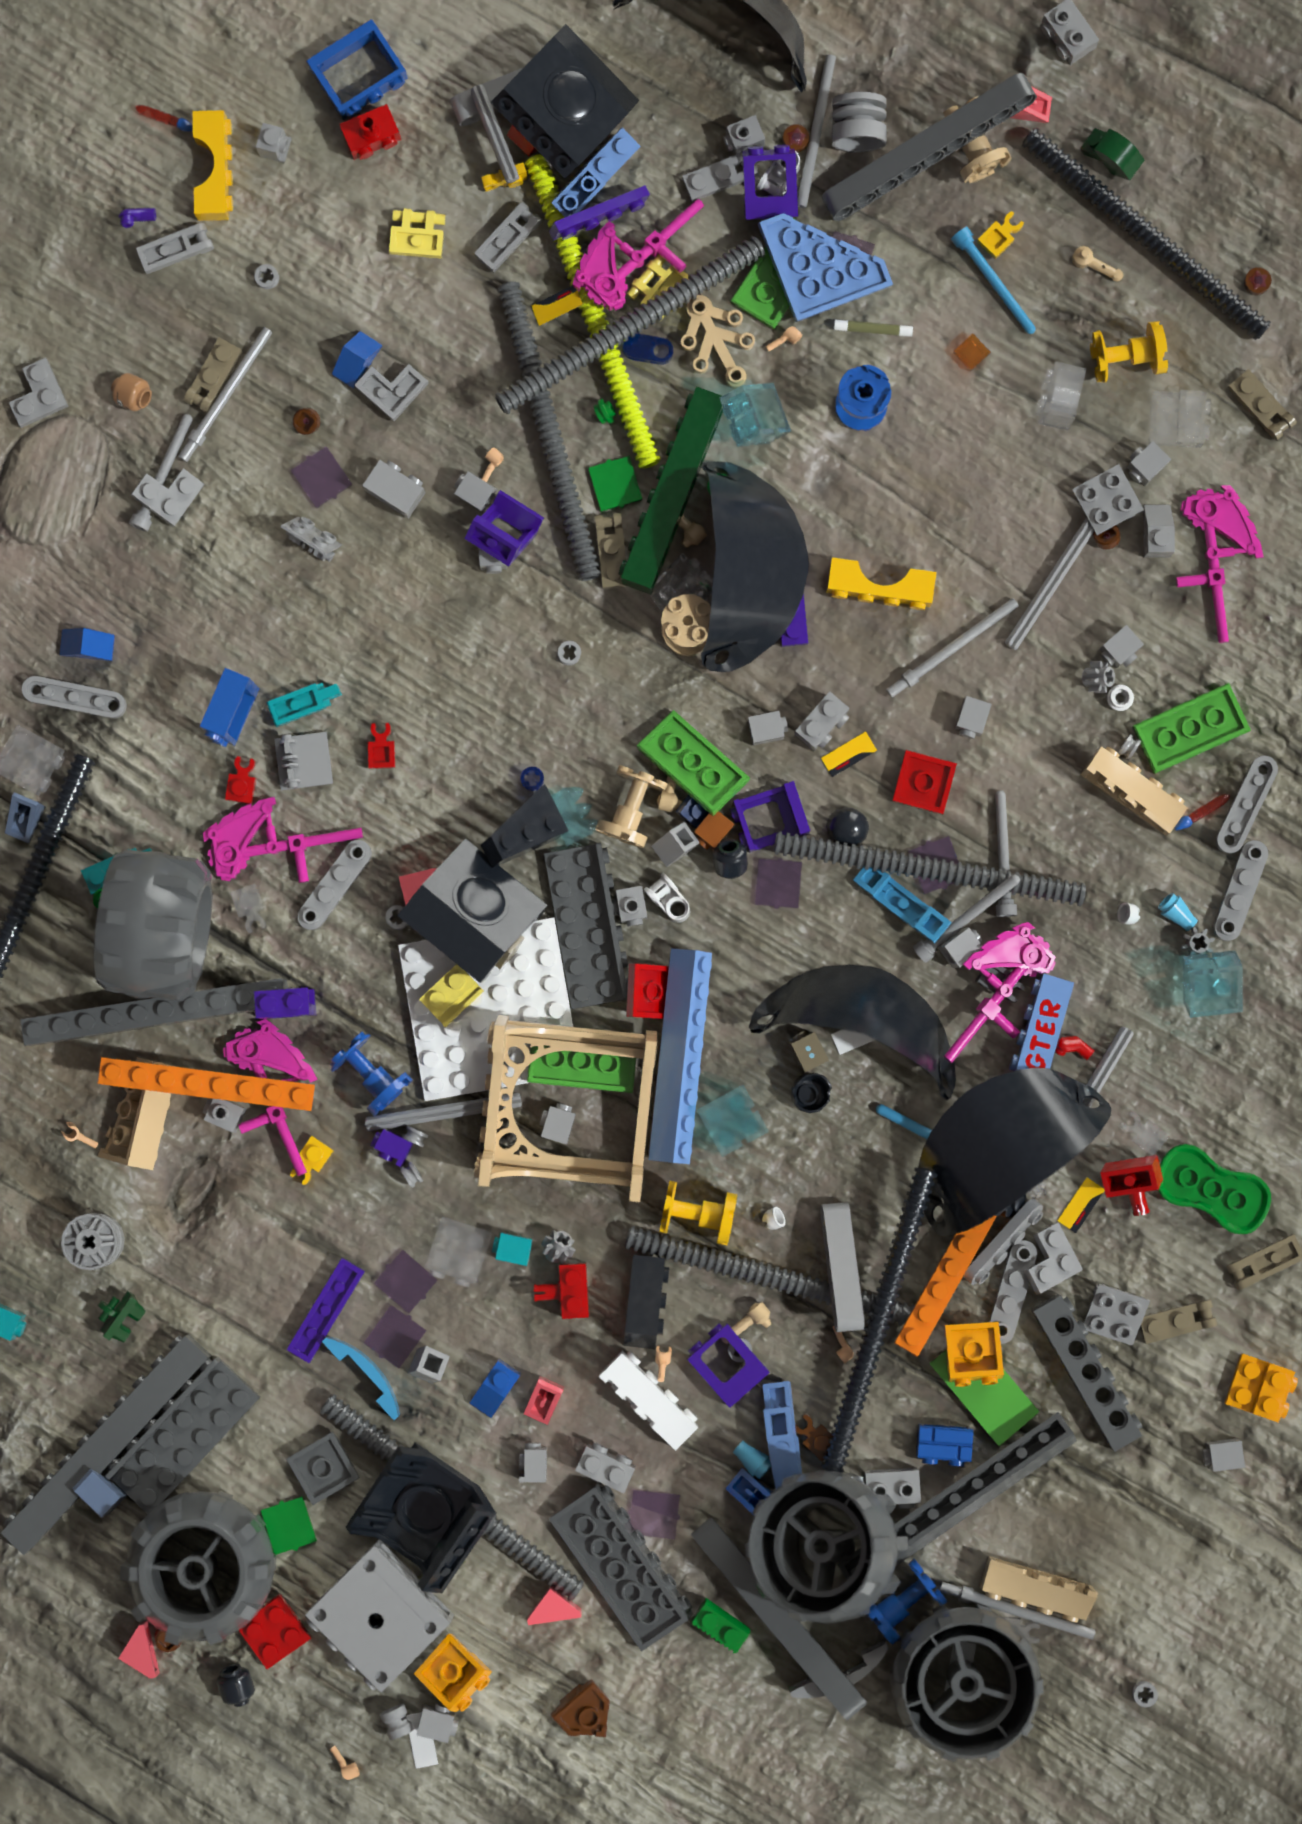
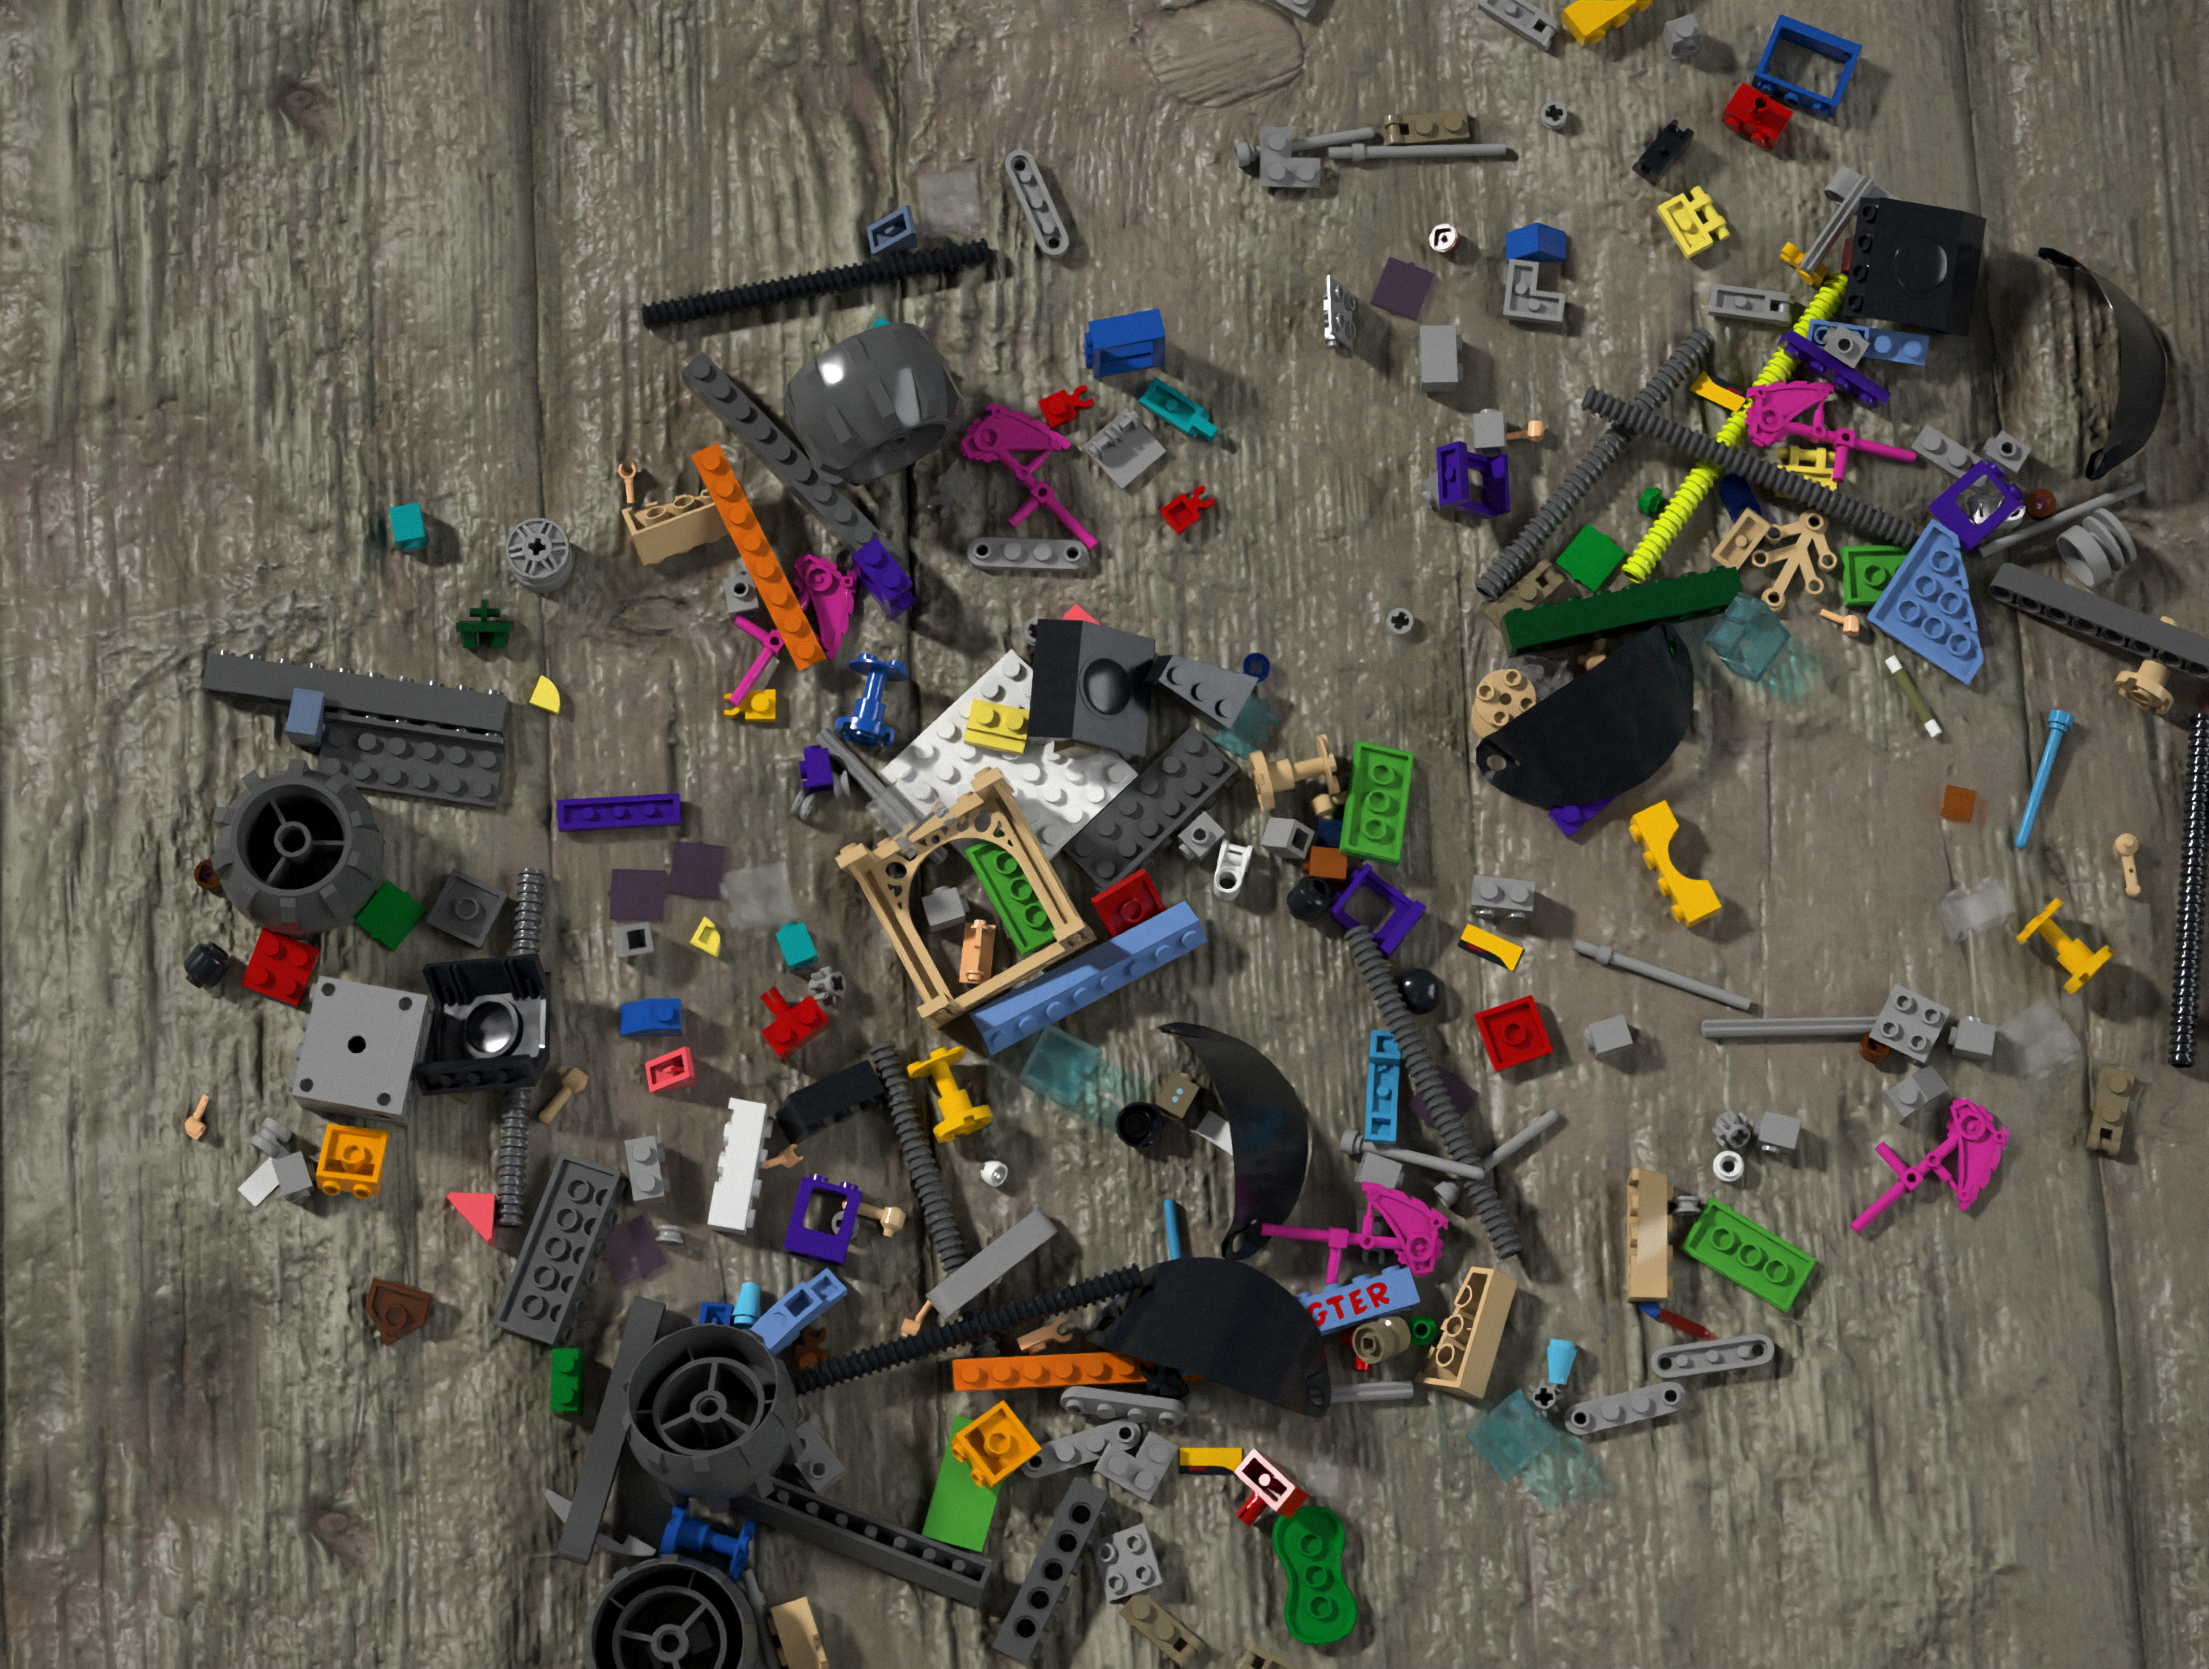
camera: 50 degrees right, 10 degrees down
(87, 644) = (1095, 183): blue slope -> none
(131, 392) = (1357, 66): medium nougat head -> none
(140, 1652) = (181, 855): coral slope -> none
(201, 1304) = (546, 696): none -> light yellow tile
(342, 1349) = (574, 924): dark azure slope -> none
(350, 219) = (1663, 153): none -> black hinge
(462, 1308) = (707, 938): none -> light yellow tile
(468, 1103) = (906, 807): none -> clear flag
(502, 1475) = (573, 1081): none -> tan piece
(533, 1463) = (604, 1102): light grey brick -> none
(591, 192) = (1844, 345): none -> light grey brick
(606, 1122) = (977, 952): none -> light nougat hinge
(663, 1480) = (670, 1235): none -> light grey bush
(678, 368) = (1741, 539): none -> tan plate
(767, 727) = (1459, 851): light grey brick -> none
(778, 883) = (1319, 963): clear purple piece -> none
(863, 397) = (1836, 724): blue piece -> none
(916, 1272) = (1036, 1340): none -> light nougat plate
(944, 1443) = (887, 1479): blue brick -> none
(997, 237) = (2084, 754): yellow plate -> none
(1081, 1028) = (1381, 1339): none -> dark tan wheel
(1082, 994) = (1426, 1339): none -> green plate
(1120, 963) = (1470, 1335): none -> tan wedge
(1133, 911) = (1524, 1314): white hinge -> none

